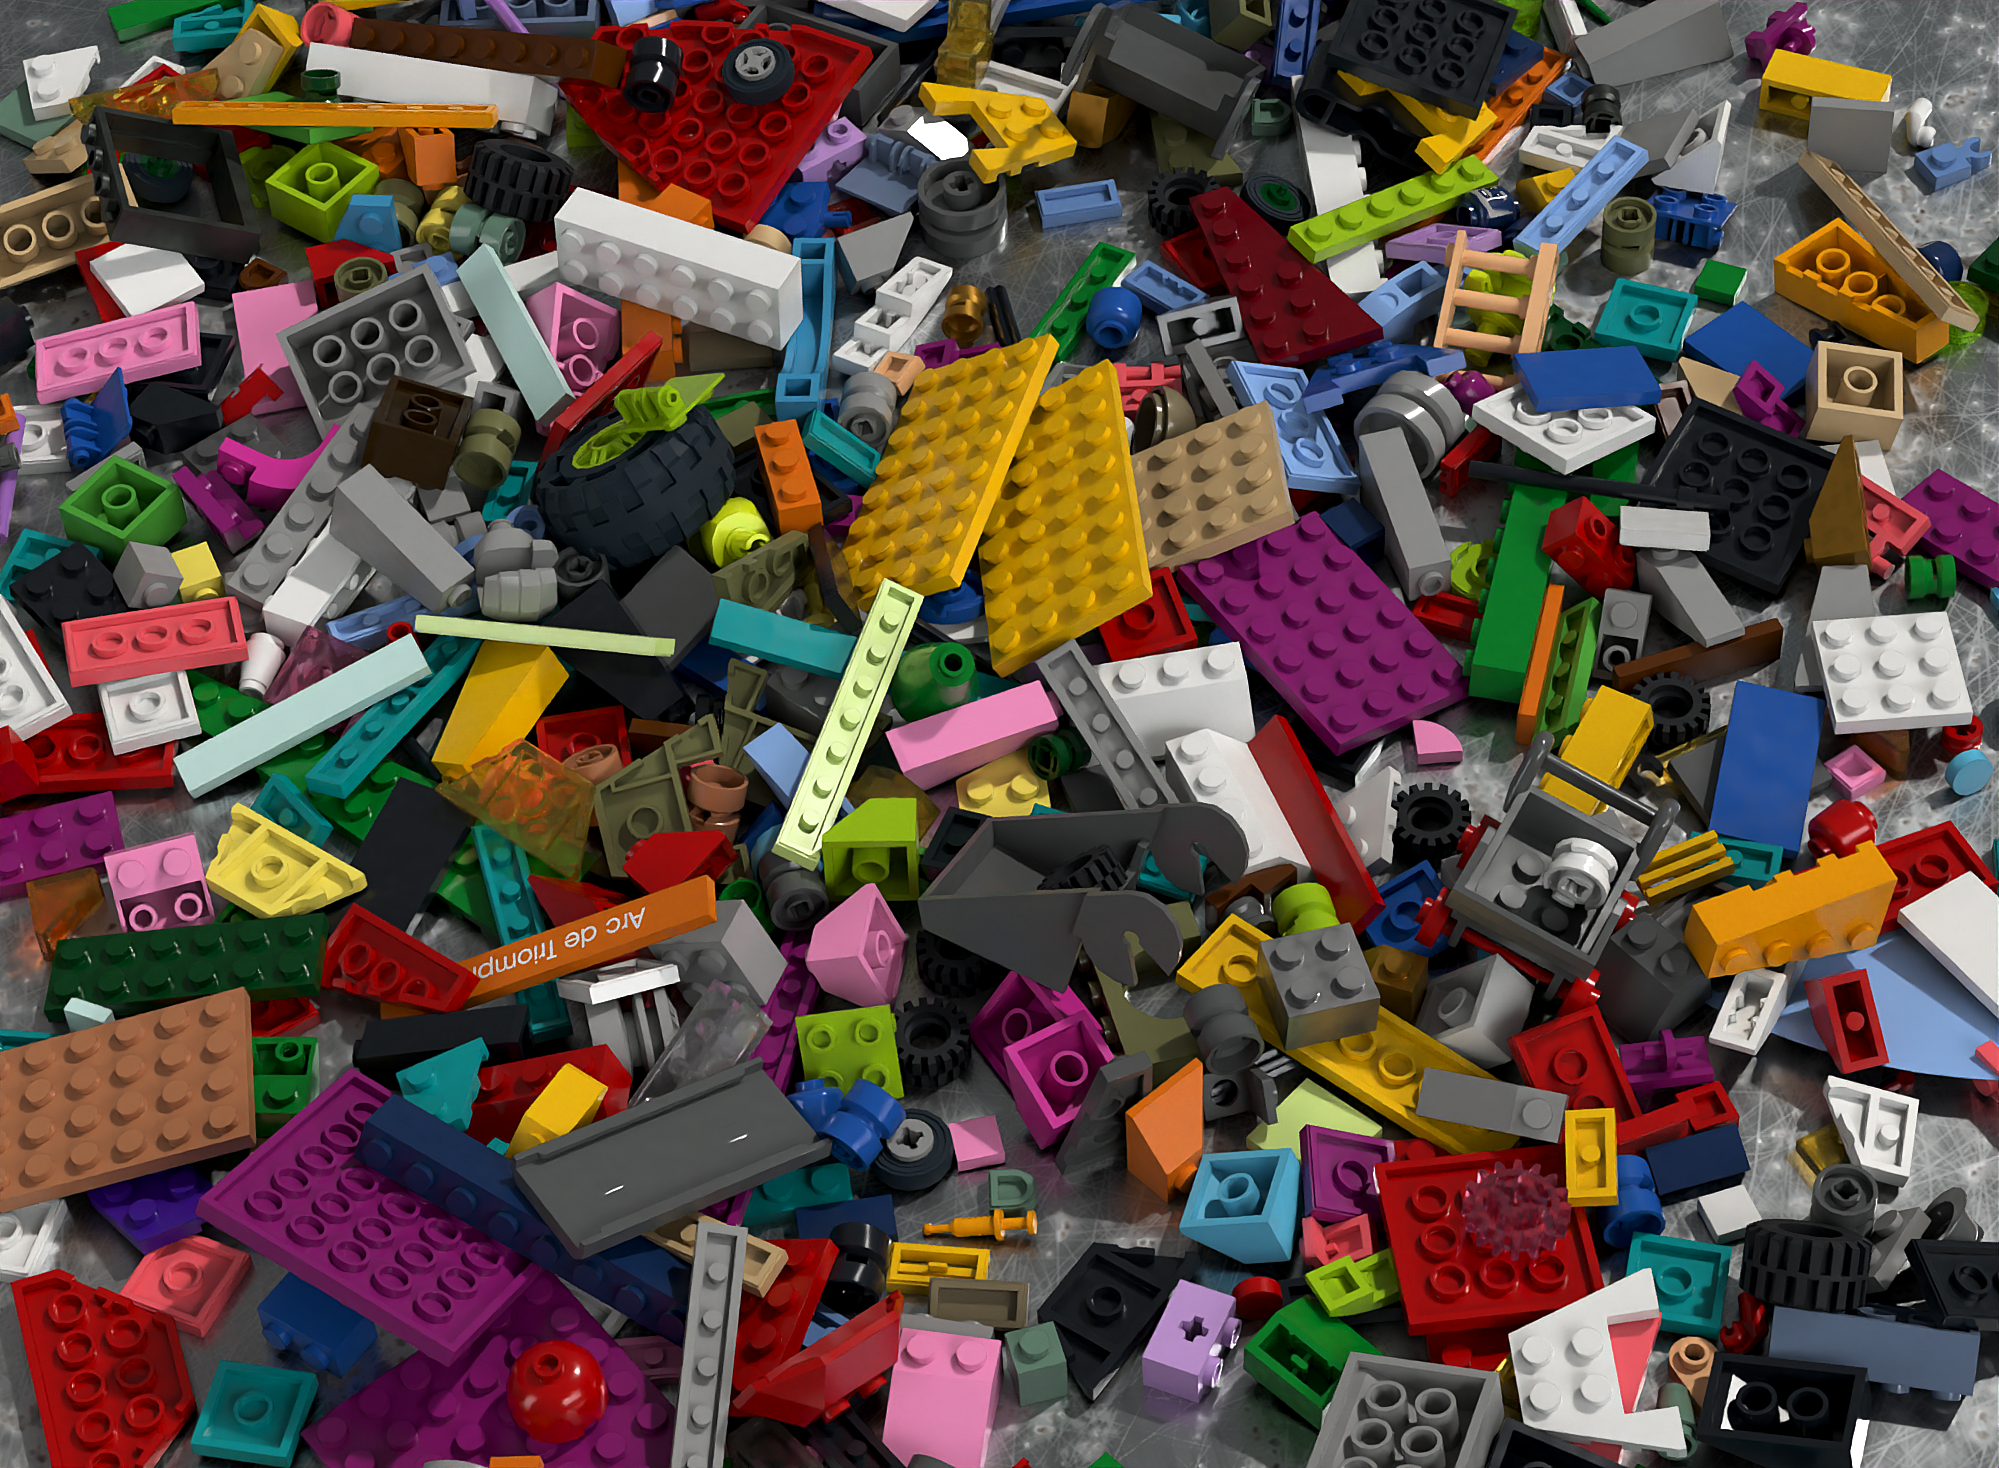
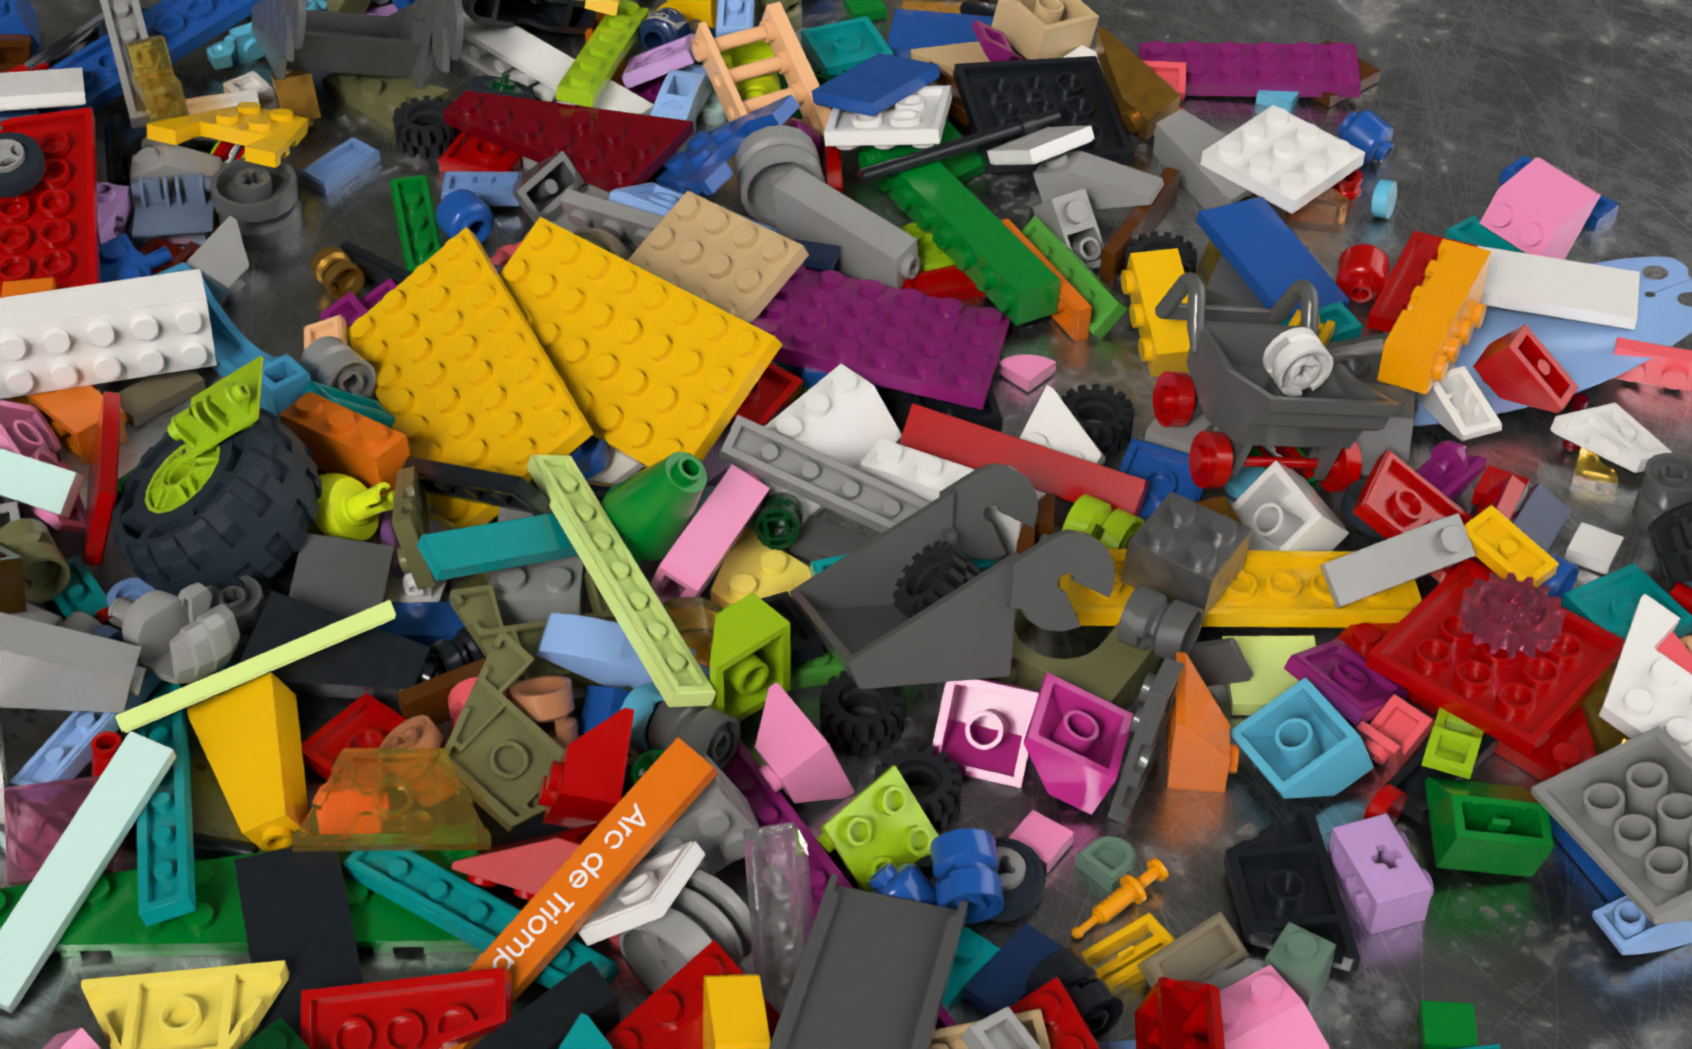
camera: 45 degrees left, 5 degrees down
(290, 809) = (132, 955): teal plate -> none
(896, 314) = (277, 304): white slope -> none
(1034, 46) = (209, 71): black plate -> none
(1589, 548) = (998, 186): red brick -> none
(1854, 772) = (1316, 237): bright pink tile -> none
(1930, 576) = (1213, 106): green wheel -> none

